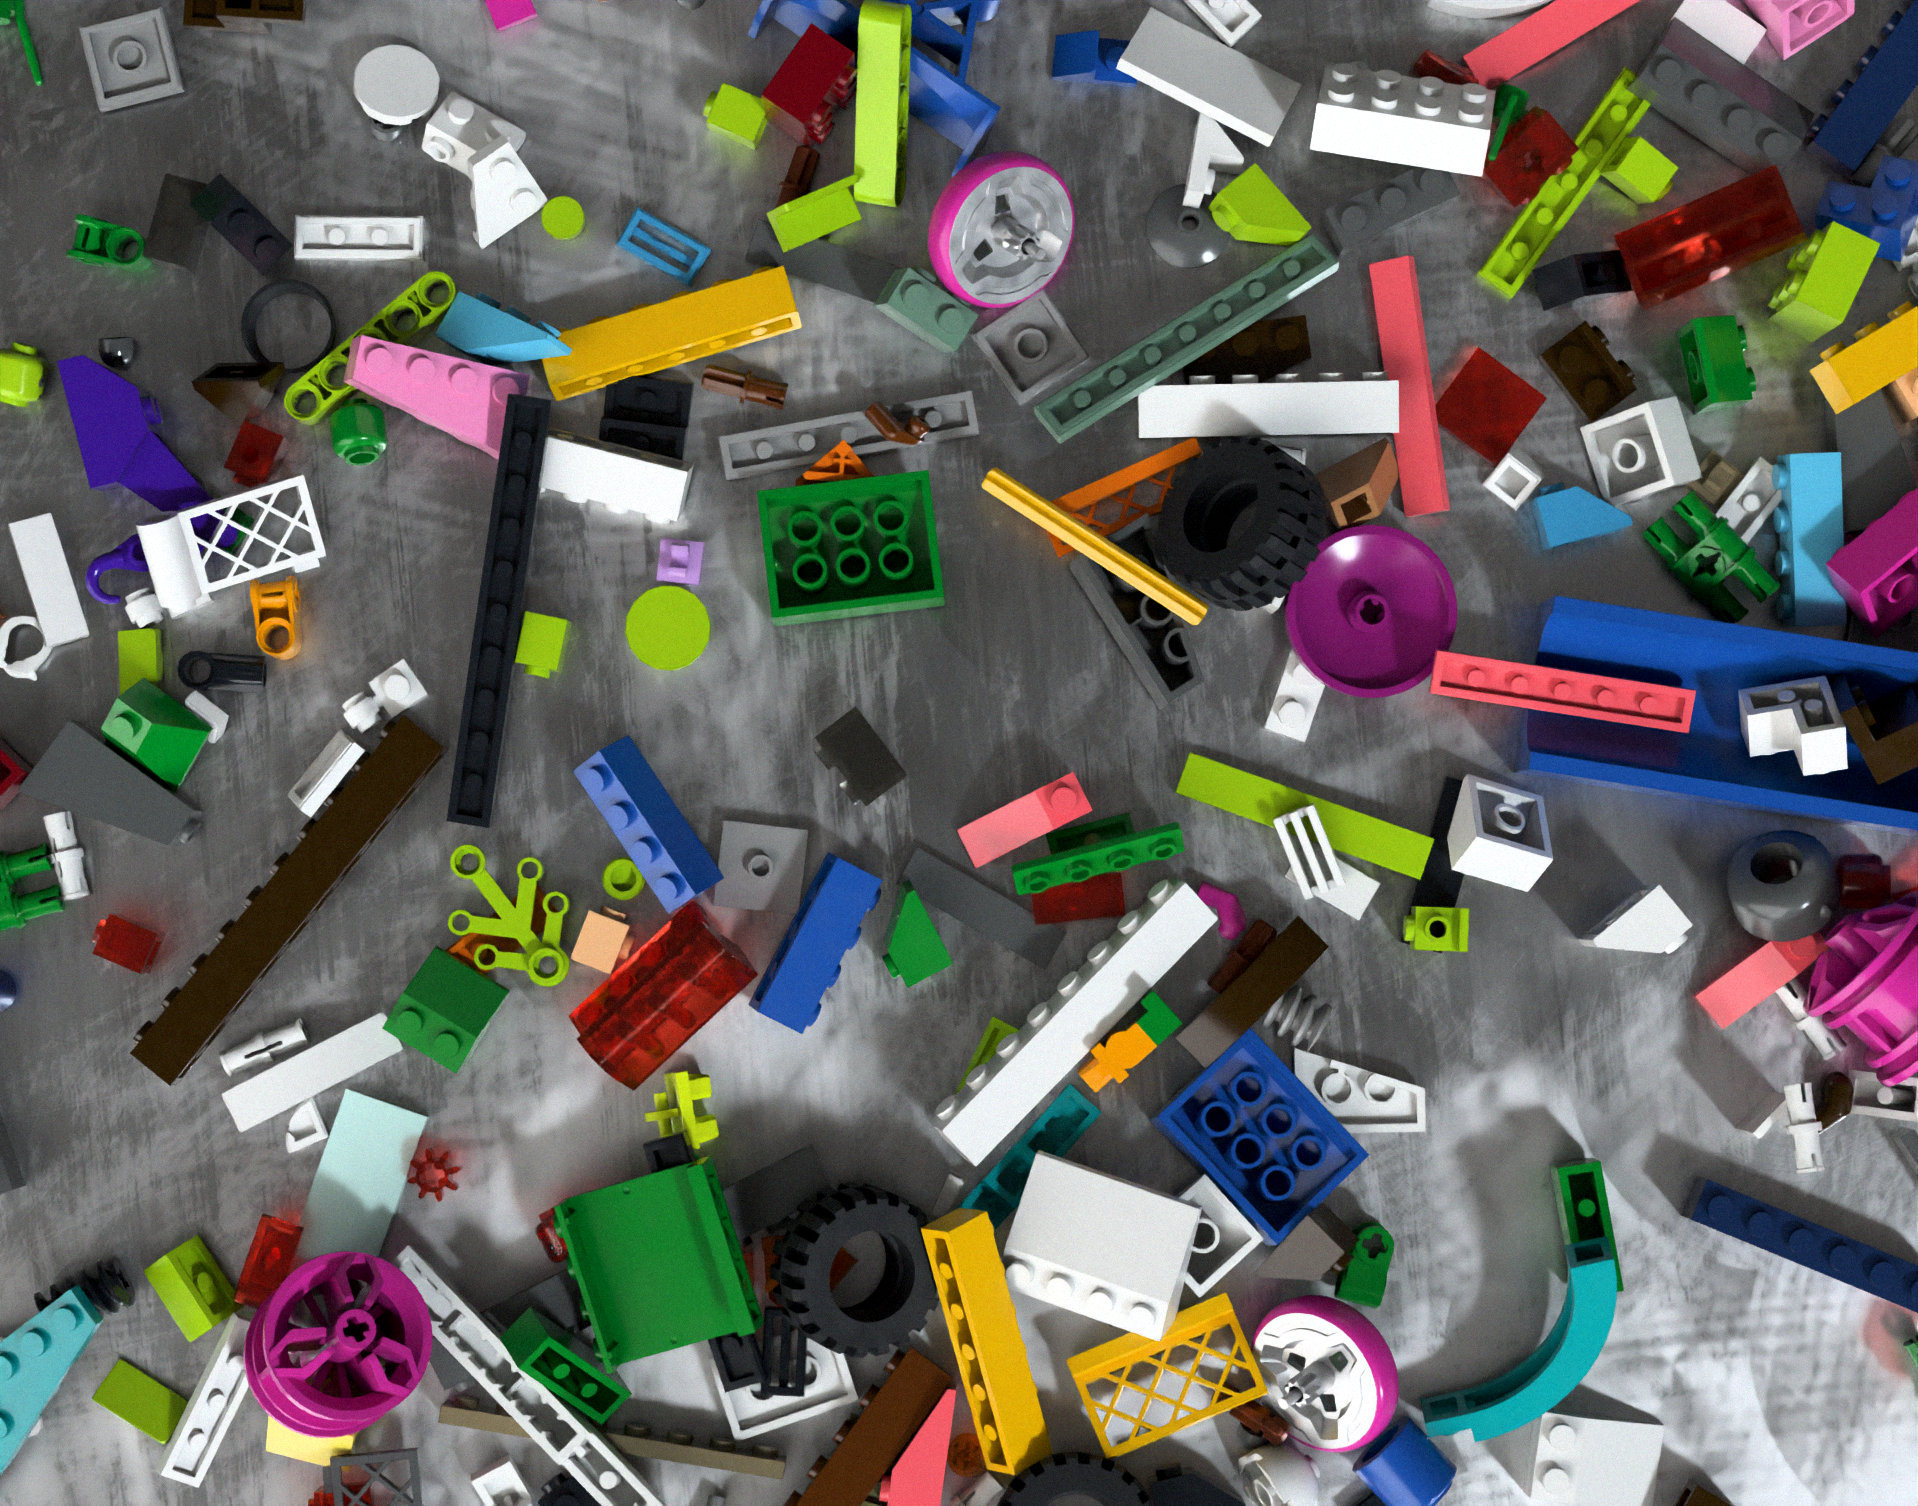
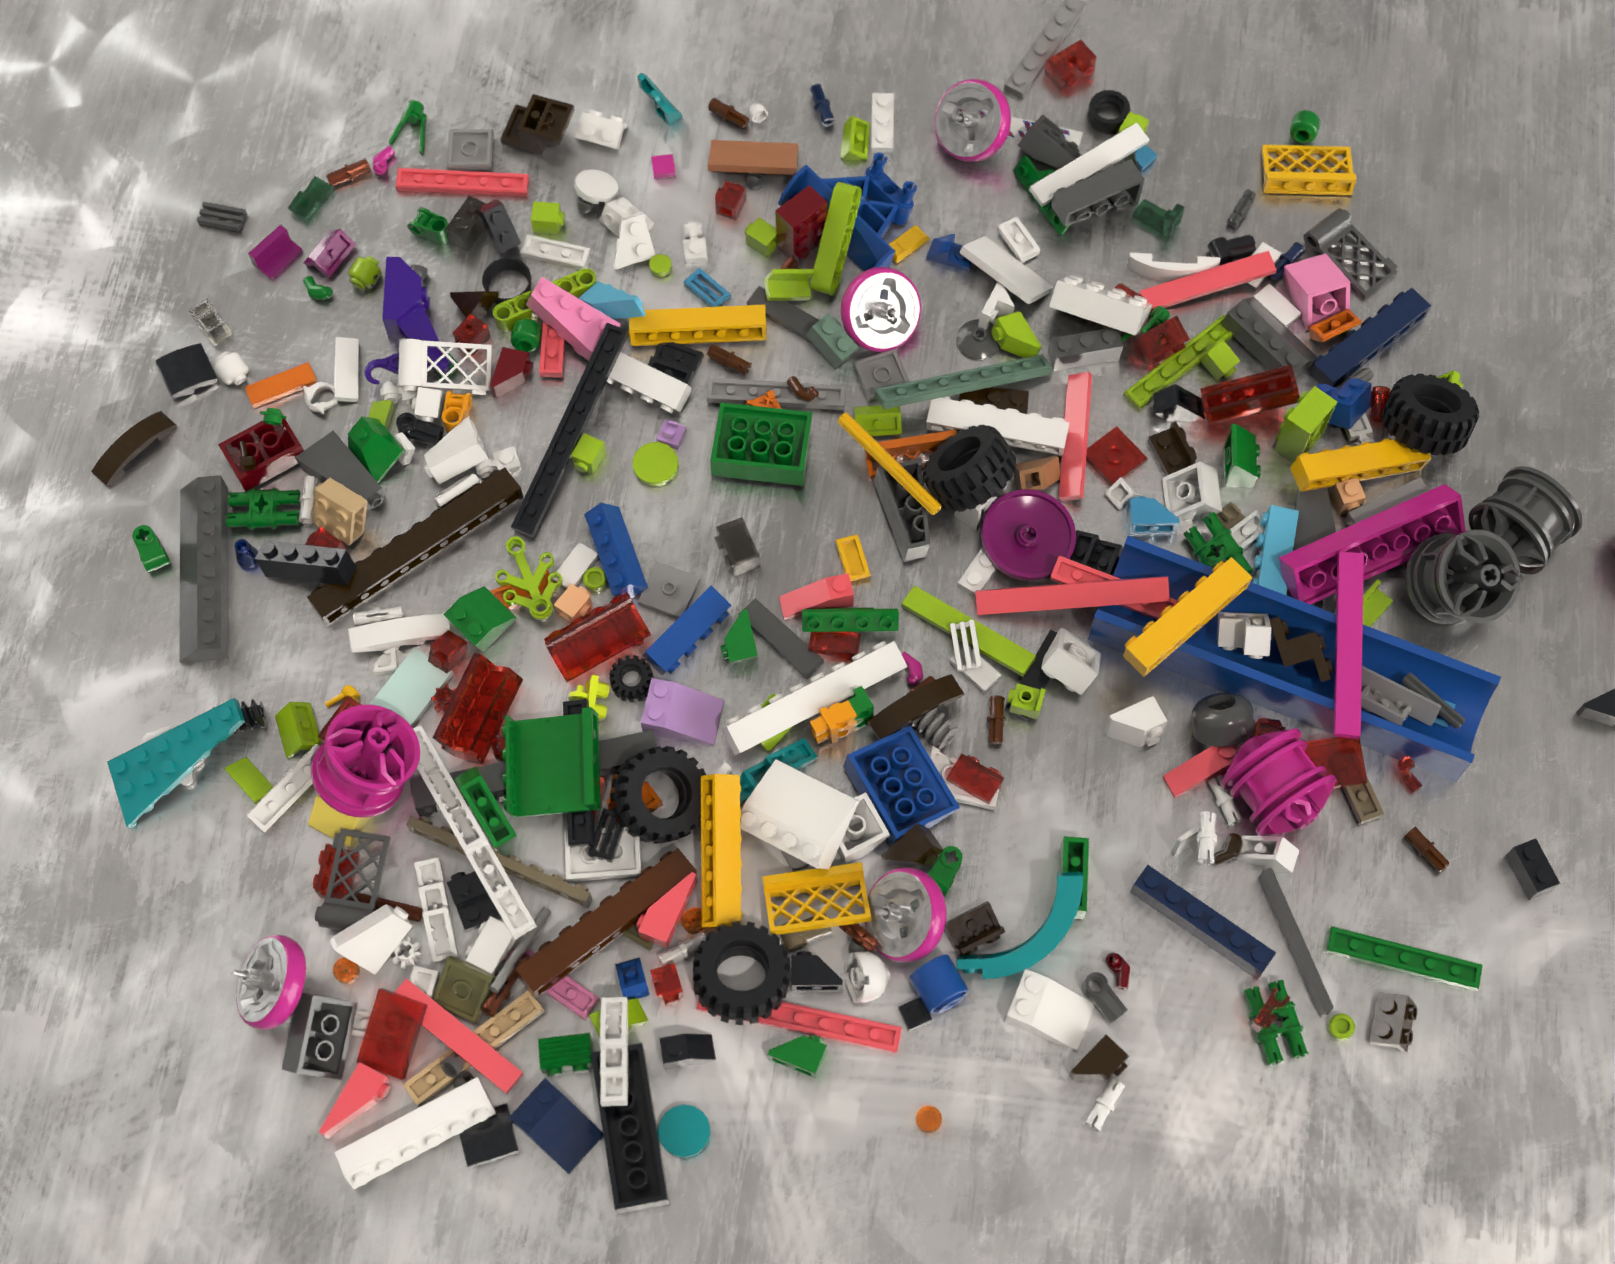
camera: 15 degrees right, 20 degrees down
(107, 993) = (305, 563): none -> black brick
(132, 877) = (339, 511): none -> tan brick
(138, 130) = (462, 182): none -> coral tile
(223, 620) = (427, 404): none -> white brick
(260, 1200) = (347, 690): none -> yellow hand
(305, 702) = (455, 452): none -> white slope
(323, 173) = (547, 217): none -> lime brick
(352, 511) = (510, 371): none -> dark red slope
(408, 1089) = (447, 651): none -> clear red brick
(416, 456) = (551, 353): none -> coral plate
(495, 1182) = (477, 709): none -> clear red brick
(583, 864) = (575, 565): none -> white tile
(617, 166) = (694, 247): none -> white plate
(656, 48) = (730, 200): none -> clear red brick
(716, 1057) = (624, 666): none -> black tyre
(848, 1094) = (681, 713): none -> lavender slope
(1007, 57) = (908, 243): none -> yellow tile
(1035, 452) = (879, 421): none -> lime panel
(1068, 725) = (853, 557): none -> yellow tile
(1158, 1417) = (798, 940): none -> dark tan piece
(1381, 1091) = (975, 778): none -> clear red bracket
(1390, 969) = (996, 719): none -> reddish brown axle
(1440, 1354) = (974, 929): none -> dark brown bracket
(1477, 719) = (1073, 595): none -> coral tile
(1494, 617) = (1096, 553): none -> black slope
(1678, 1417) = (1105, 999): none -> dark grey piece
(1694, 734) = (1187, 616): none -> yellow brick
(1694, 1355) = (1120, 968): none -> dark red arm
(1834, 47) = (1334, 326): none -> orange slope

